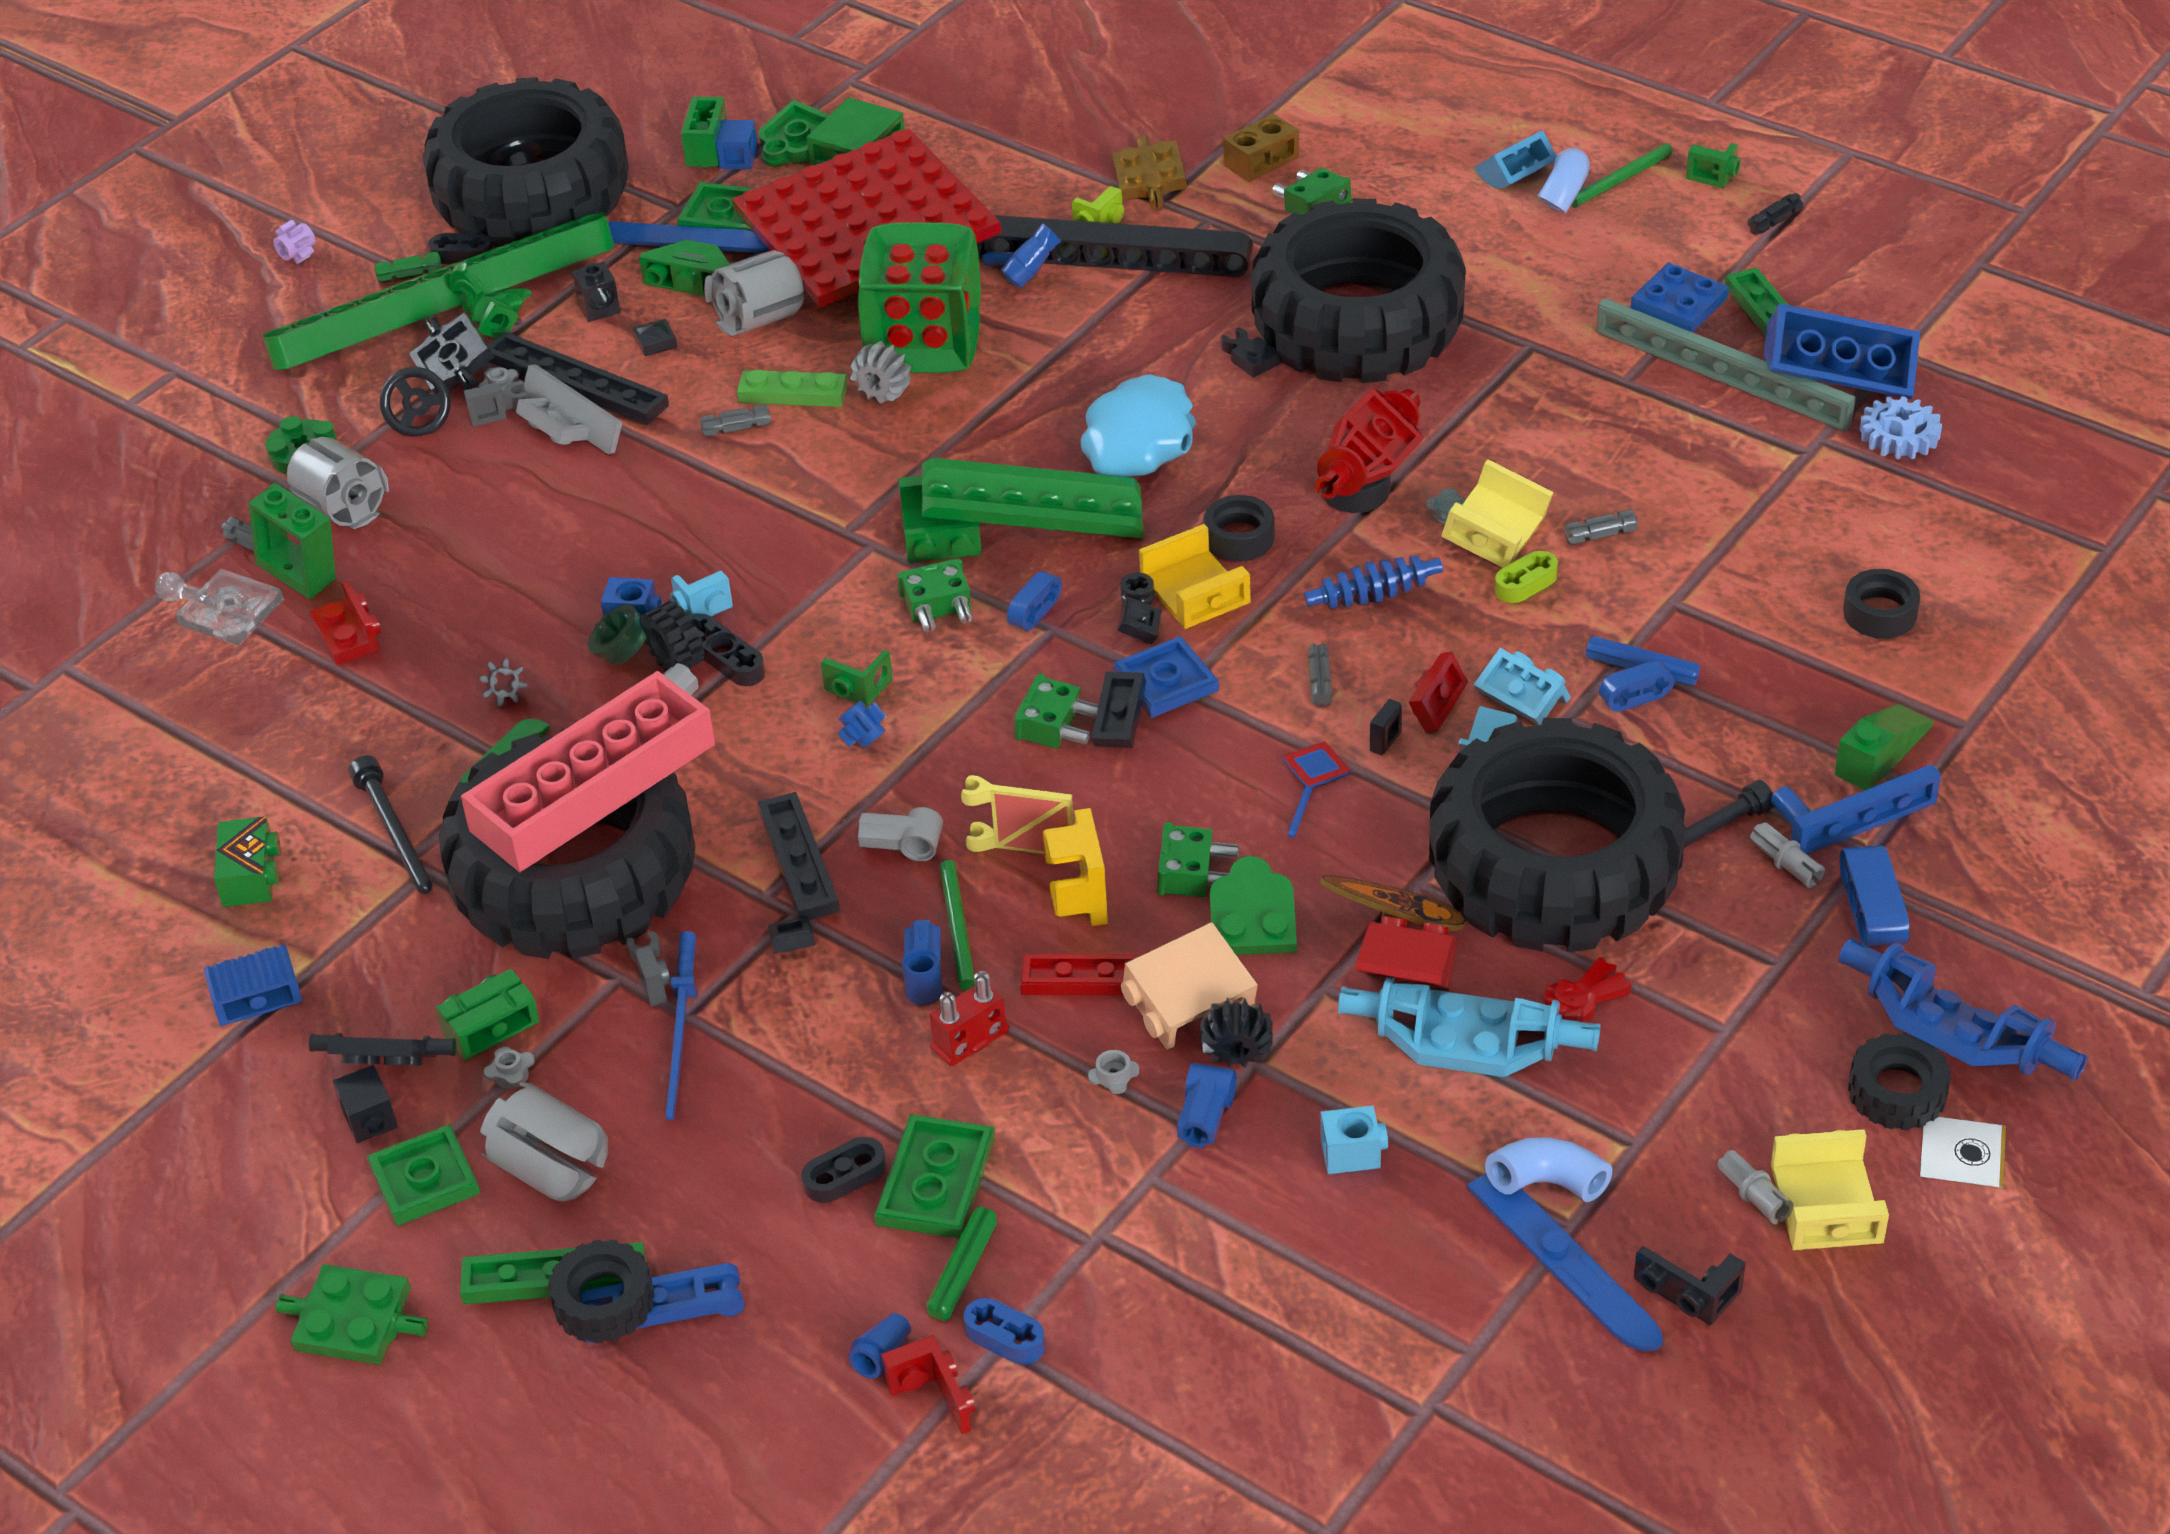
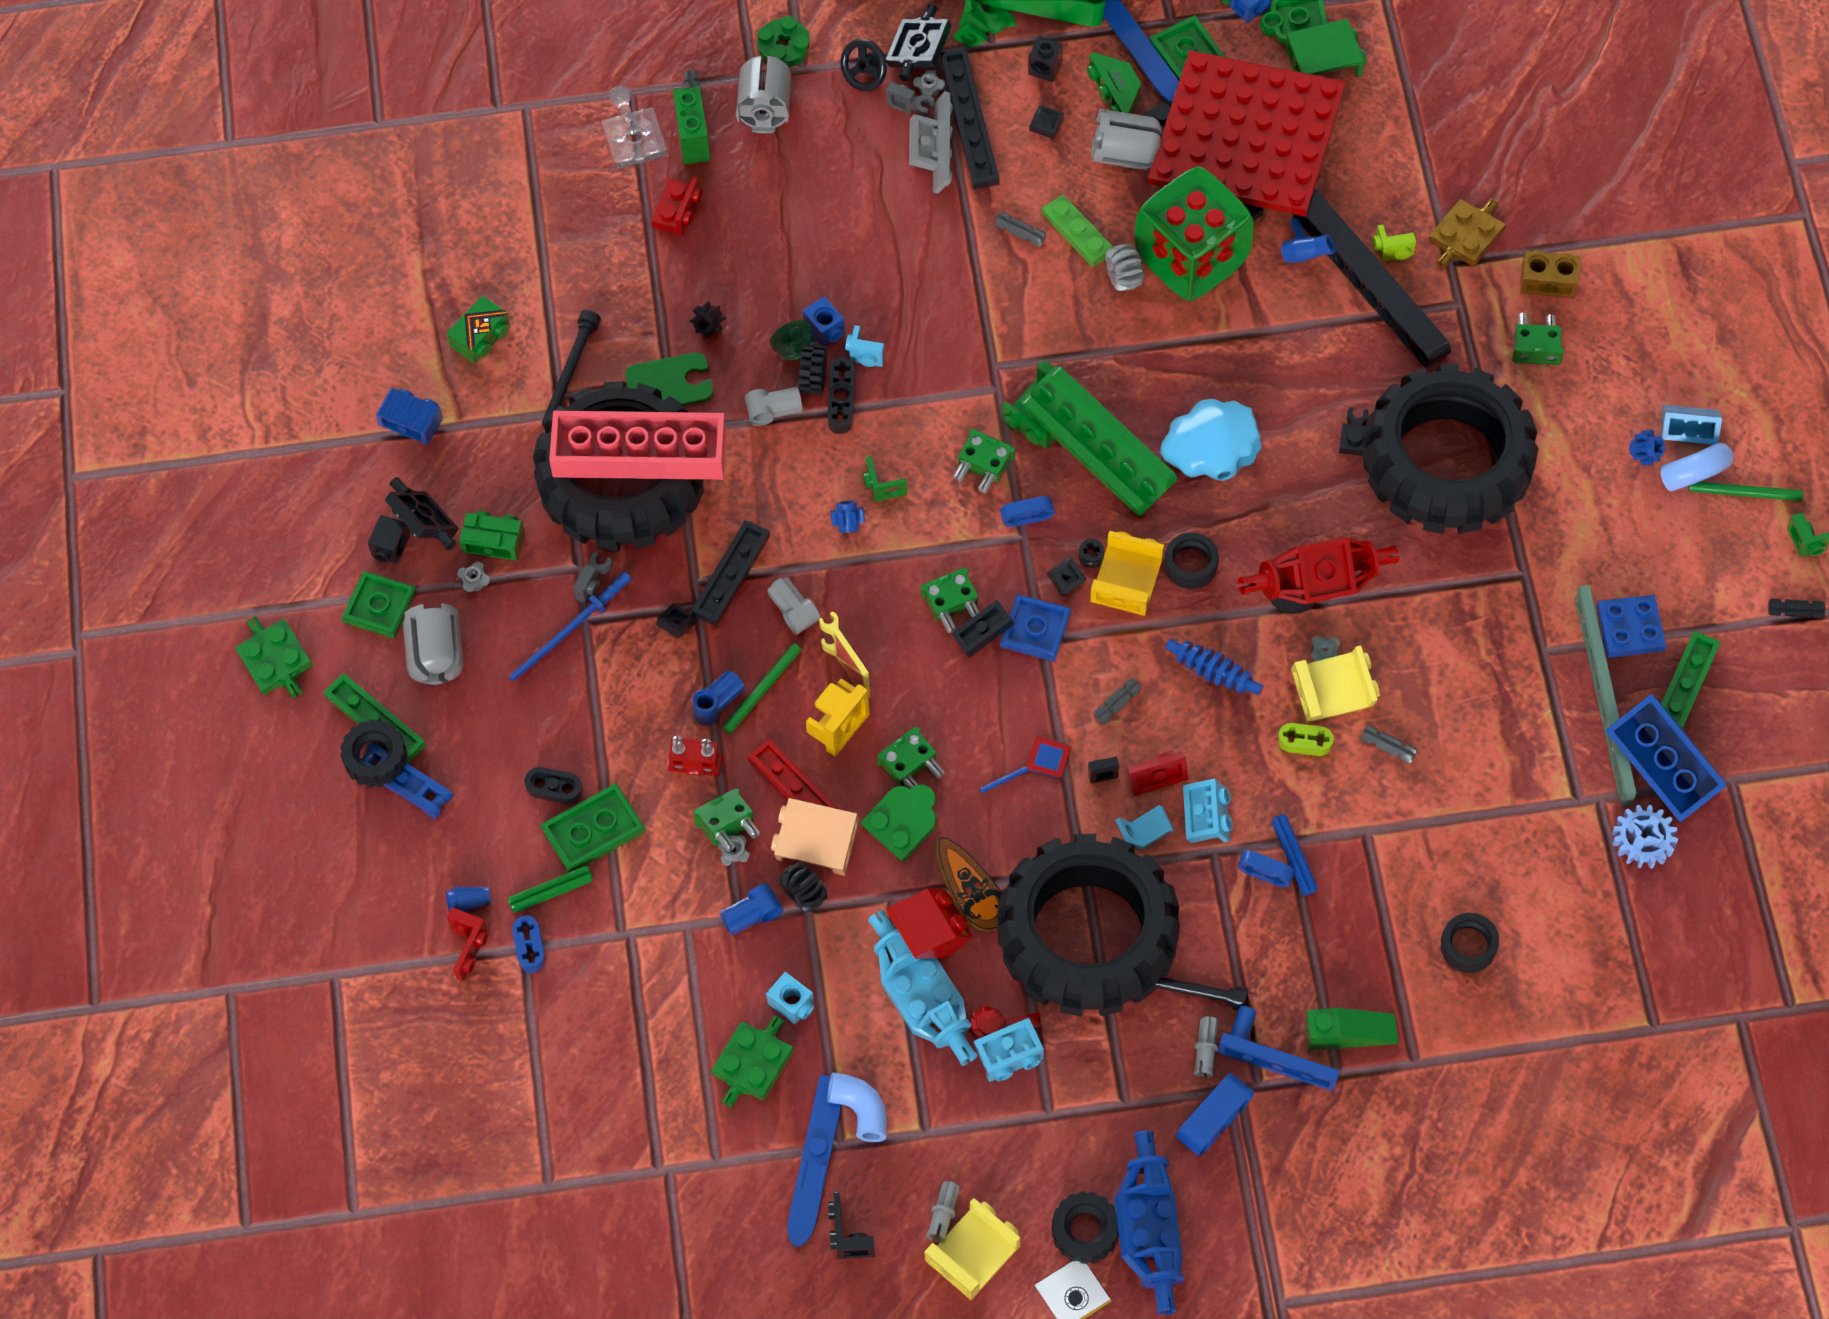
camera: 45 degrees right, 20 degrees up
(1073, 1046) = (725, 818): none -> green piece
(1386, 1229) = (752, 1061): none -> green plate
(1507, 194) = (1647, 447): none -> blue gear
(1623, 998) = (1009, 1050): none -> medium azure bracket

